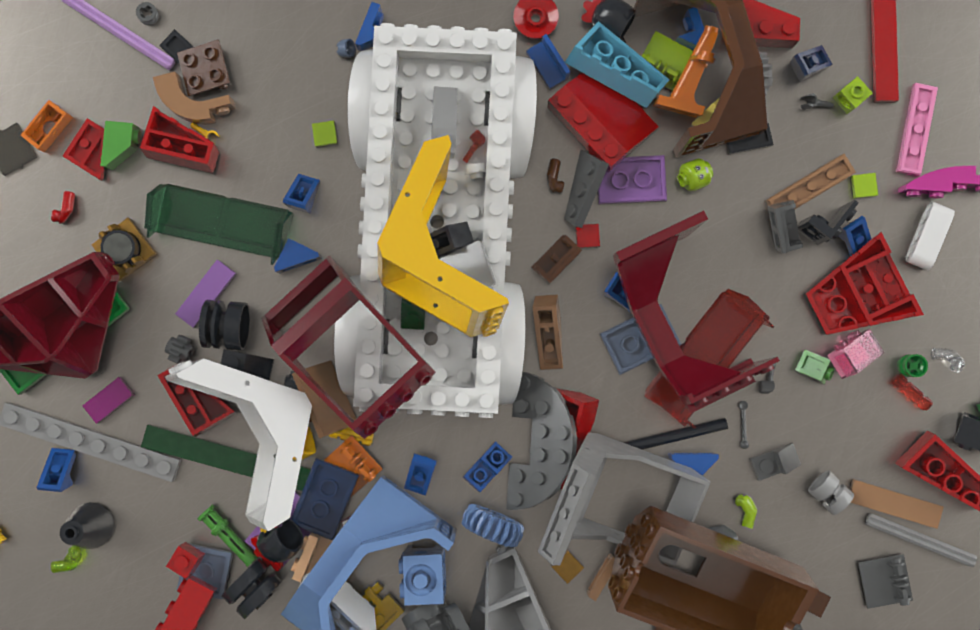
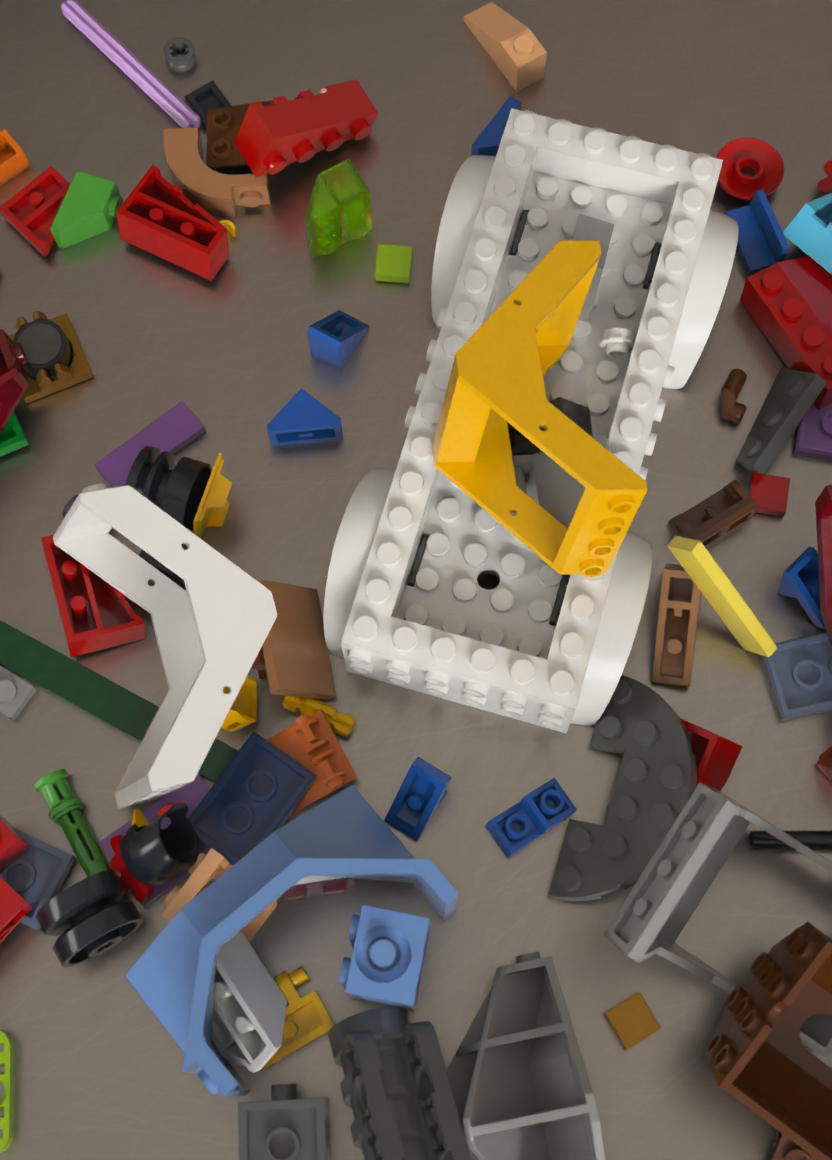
camera: 15 degrees right, 15 degrees down
(217, 220) = (197, 347): clear green piece -> none
(244, 57) = (304, 126): none -> red wedge
(255, 323) = (214, 501): none -> yellow piece
(279, 111) = (337, 209): none -> clear neon green slope
(318, 321) = (321, 477): dark red window -> none
(346, 48) = (454, 154): sand blue hinge -> none
(412, 316) = (470, 528): dark green bracket -> none
(478, 140) = (631, 303): clear red hand -> none
(492, 525) = (522, 909): medium blue gear -> none
(569, 316) = (722, 595): none -> light yellow tile
(601, 578) = (688, 1053): medium nougat tile -> none

